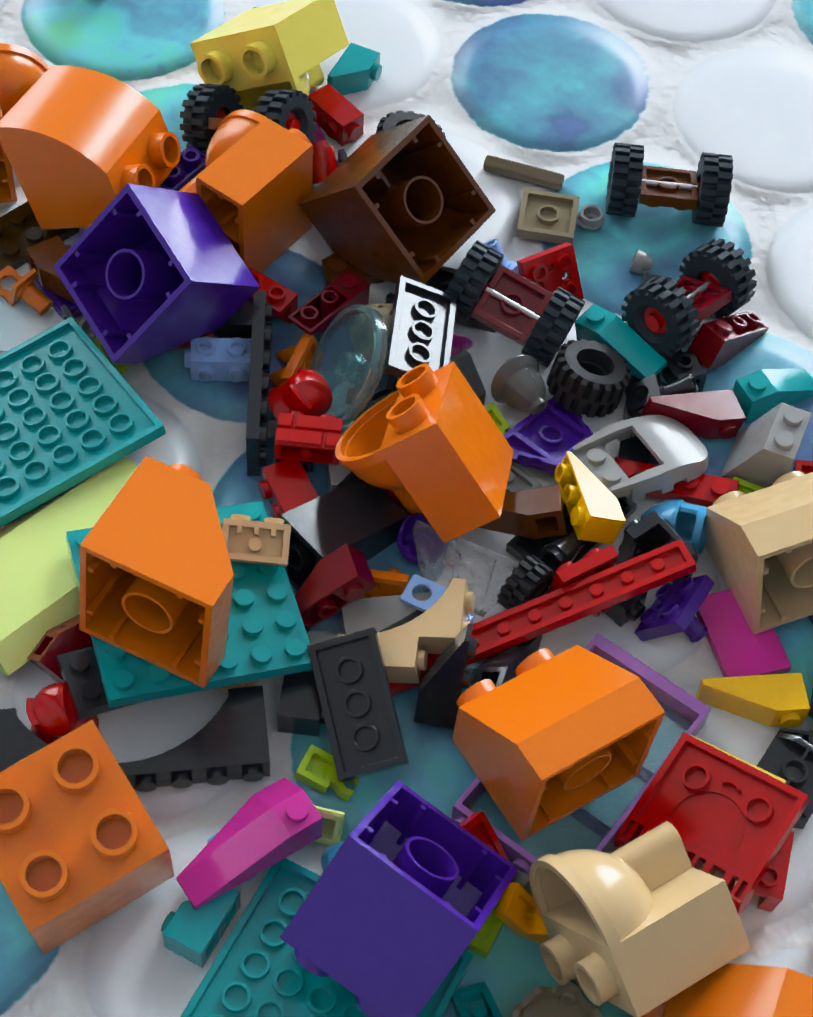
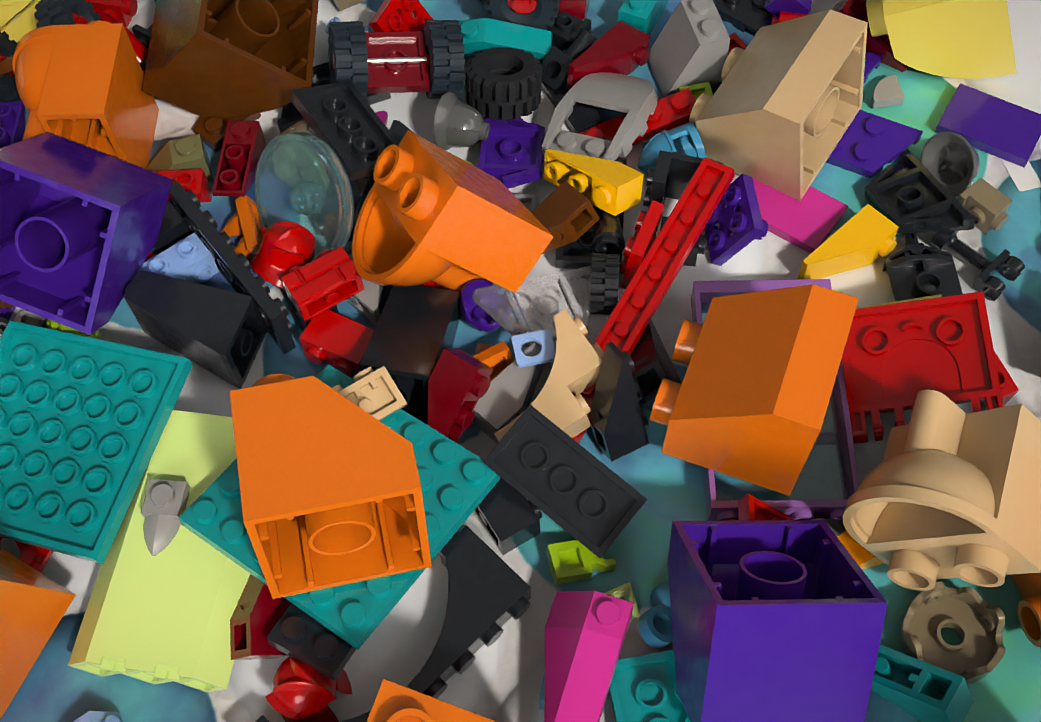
camera: 30 degrees left, 5 degrees up
(65, 516) = (161, 509): none -> light grey plate
(202, 409) = (199, 322): none -> black slope
(295, 275) = (182, 155): none -> olive slope

